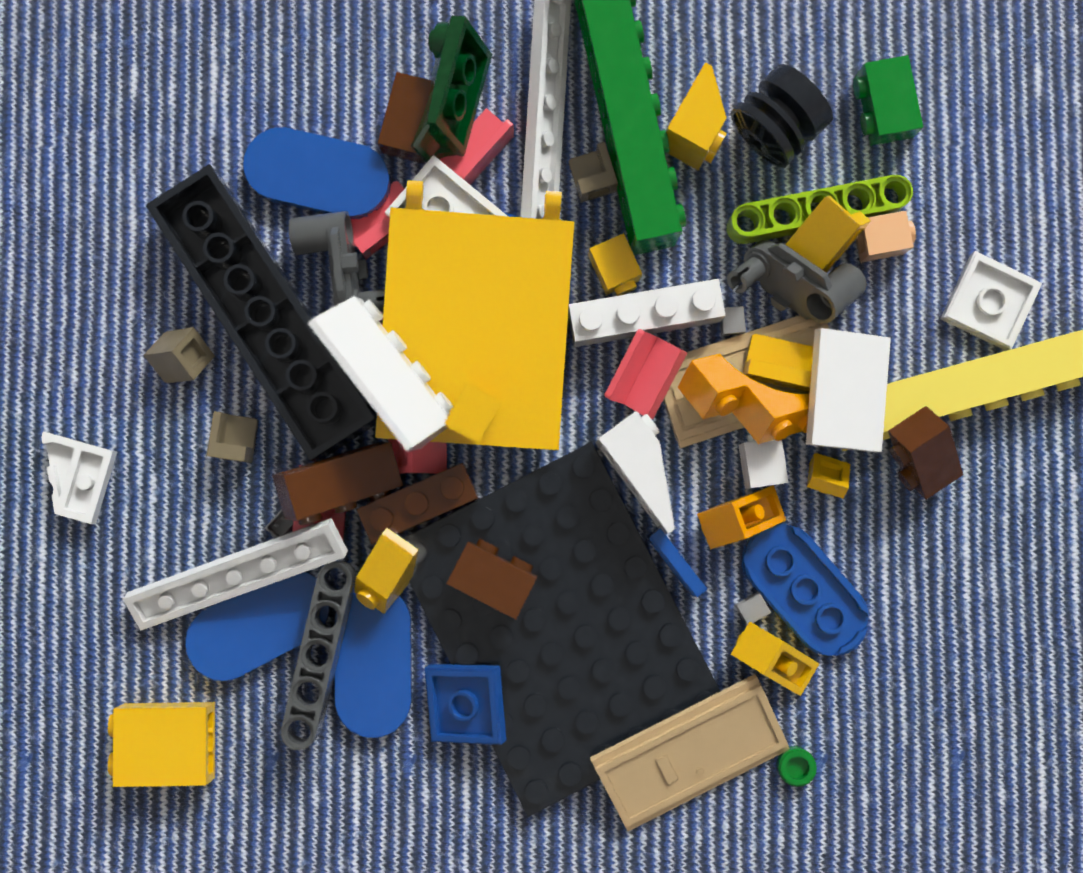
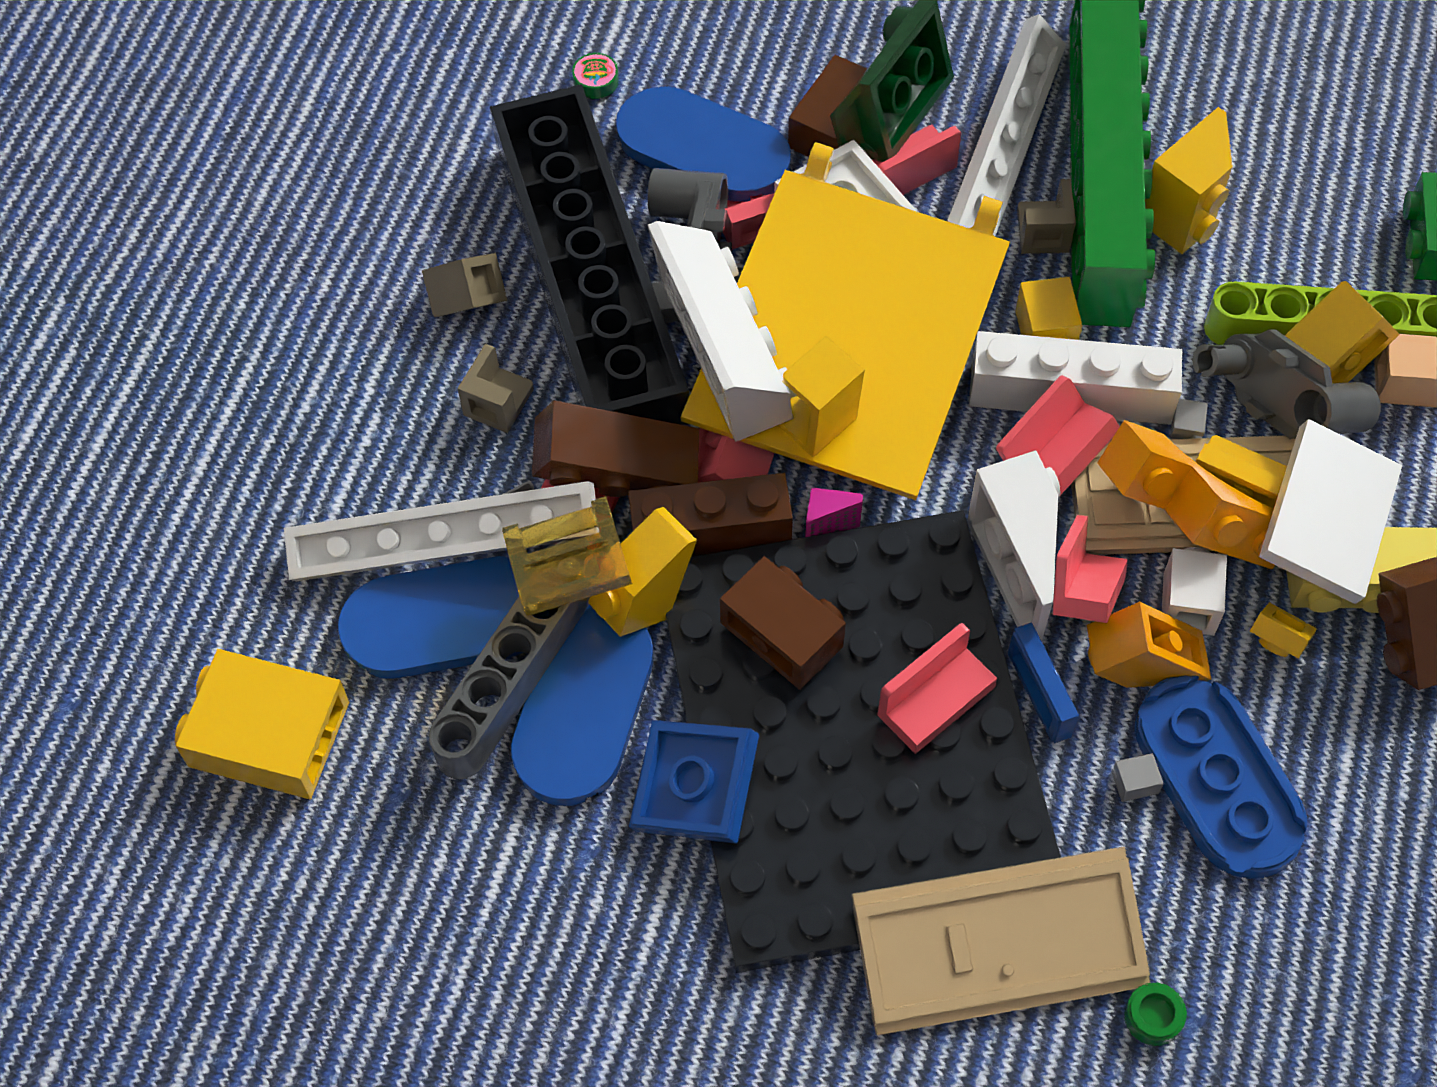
camera: 20 degrees right, 25 degrees down
(77, 476) = (285, 384): white wing -> none
(214, 129) = (597, 75): none -> tile
(337, 597) = (571, 568): none -> clear yellow plate
(499, 473) = (833, 511): none -> dark pink slope
(609, 599) = (934, 690): none -> coral panel
(691, 483) = (1086, 582): none -> coral panel
(774, 658) = (1158, 845): yellow slope -> none
(782, 115) = (1304, 201): black wheel -> none

